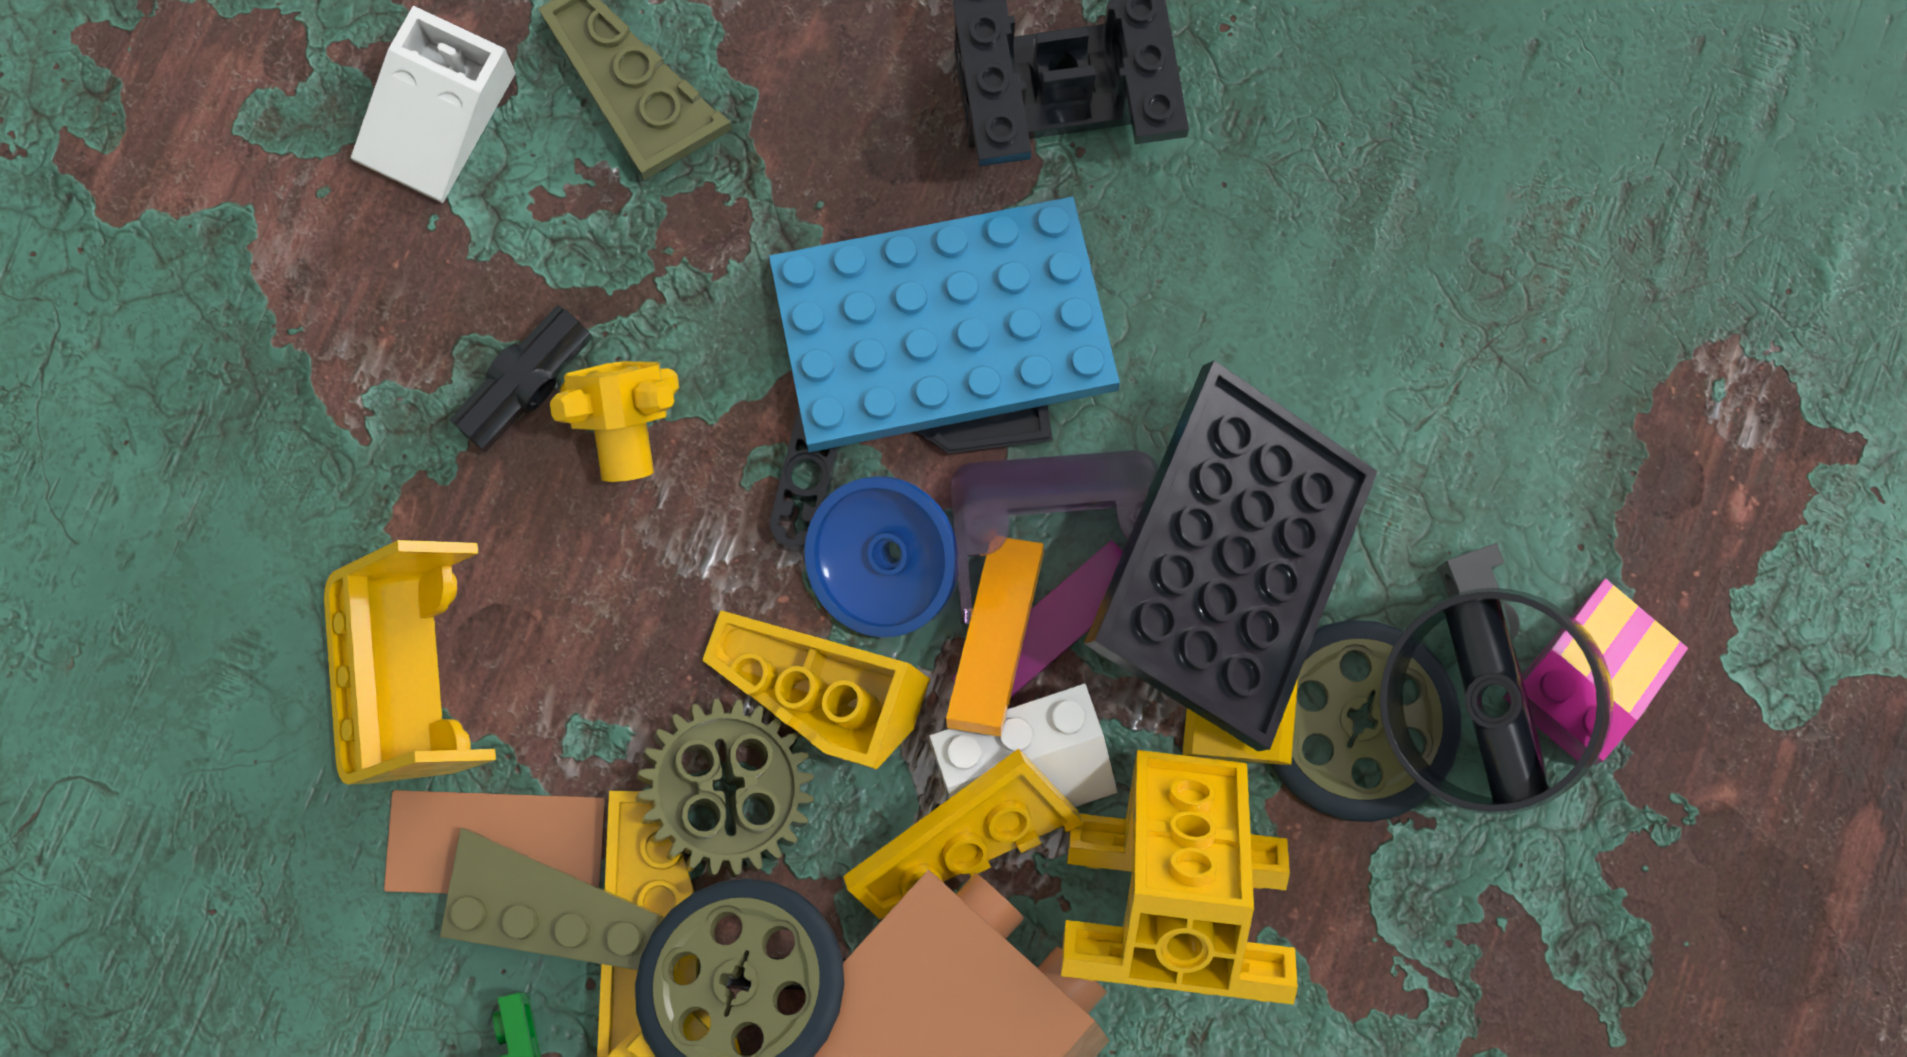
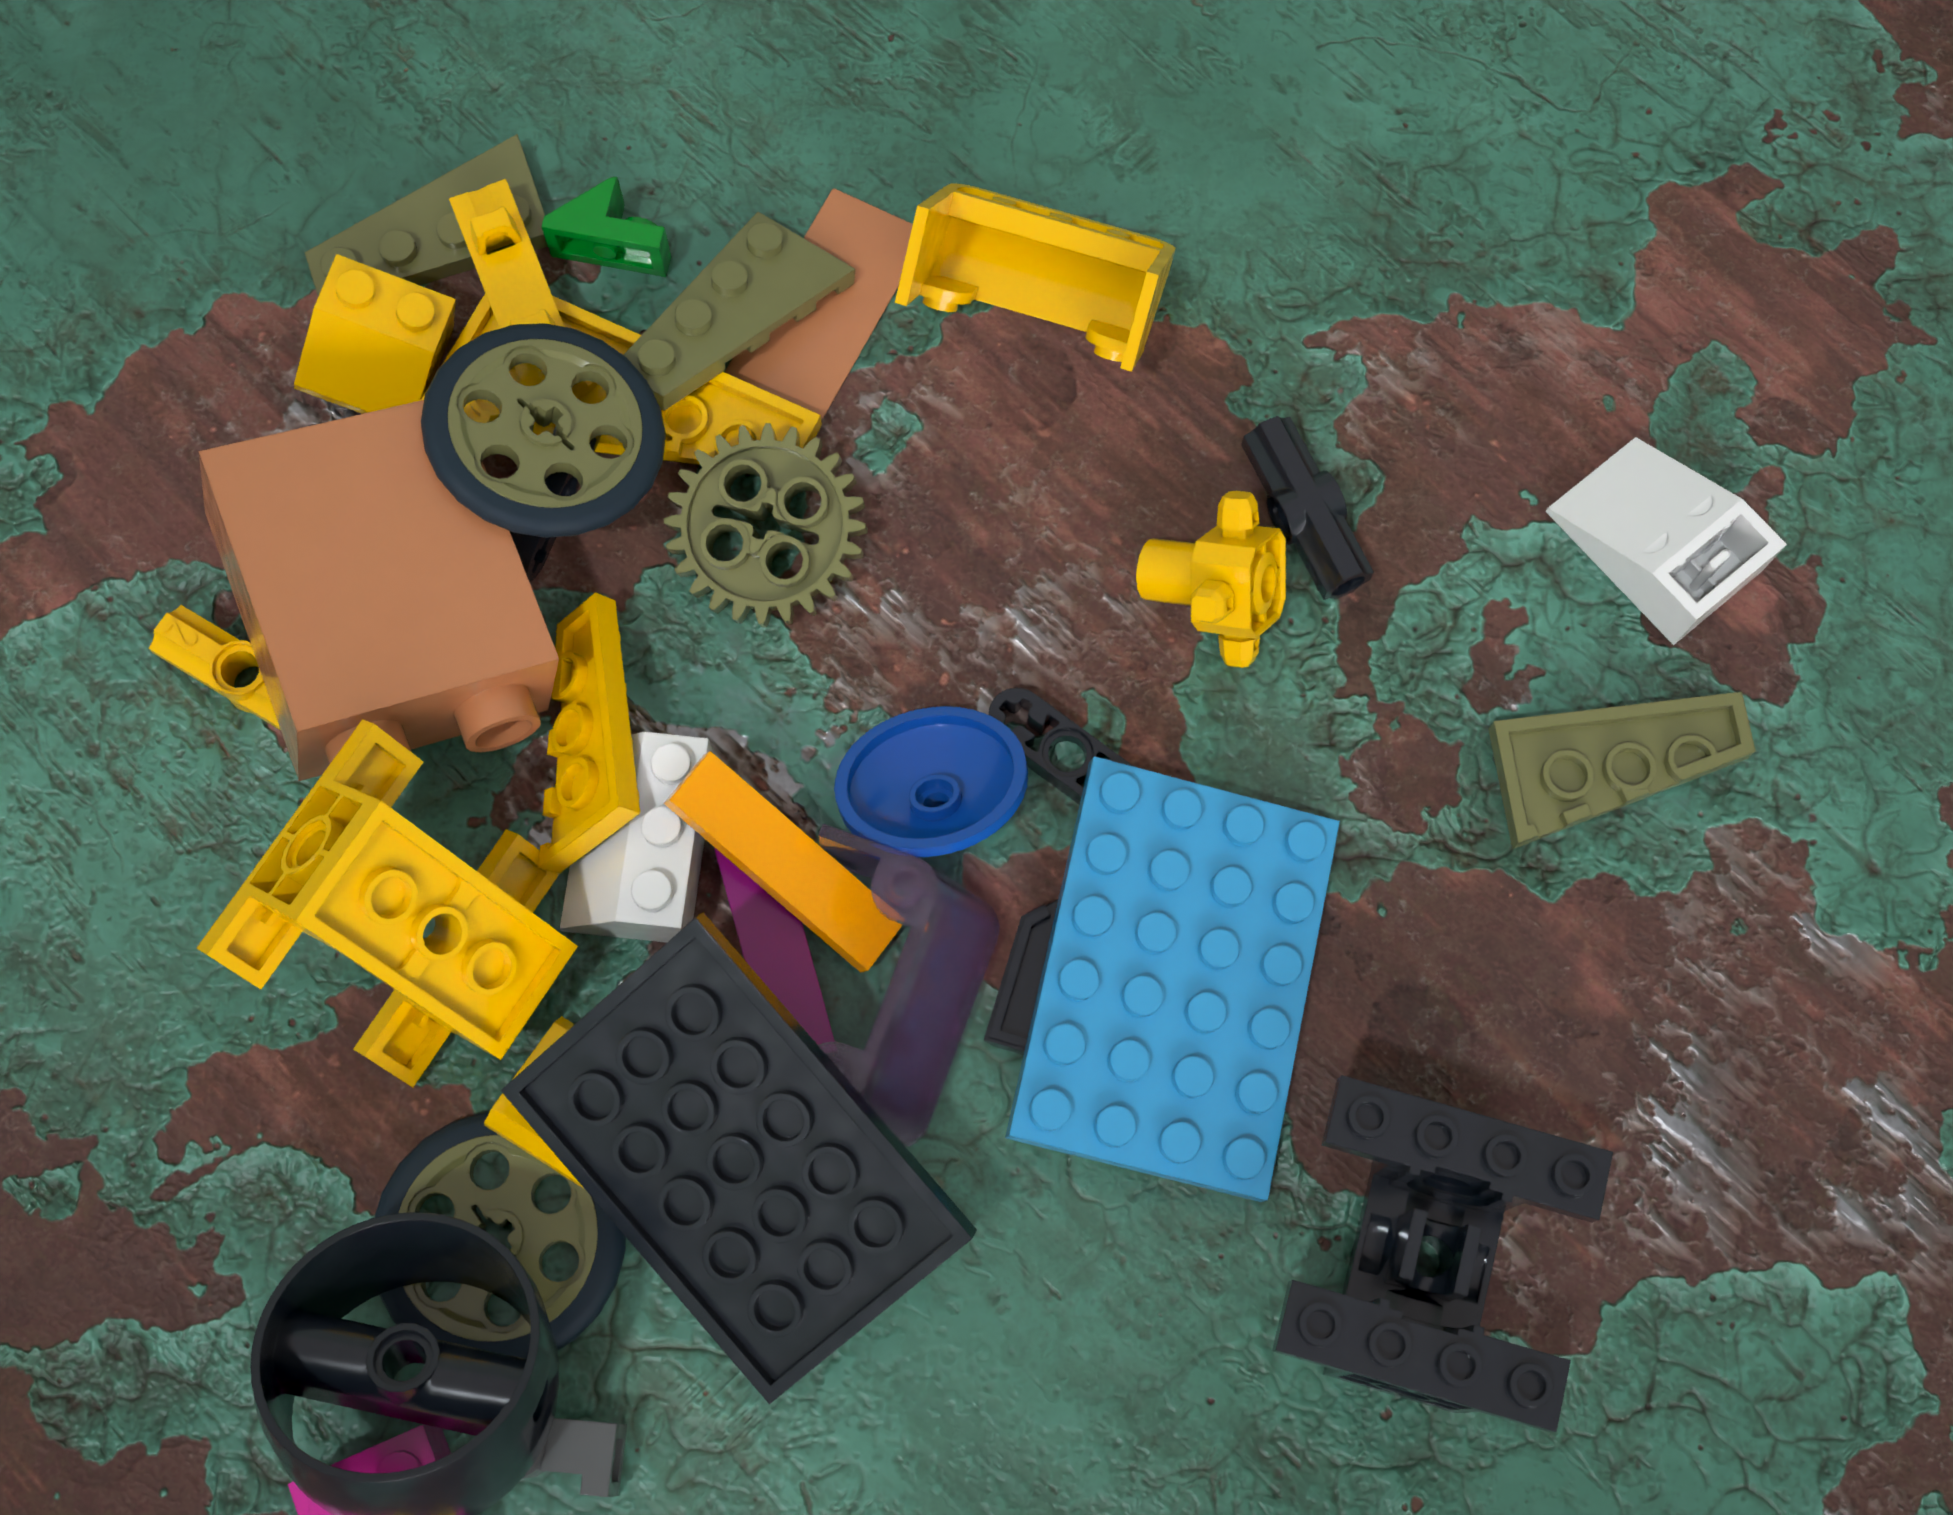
camera: 115 degrees right, 5 degrees down
(830, 693) = (805, 675): yellow wedge -> none

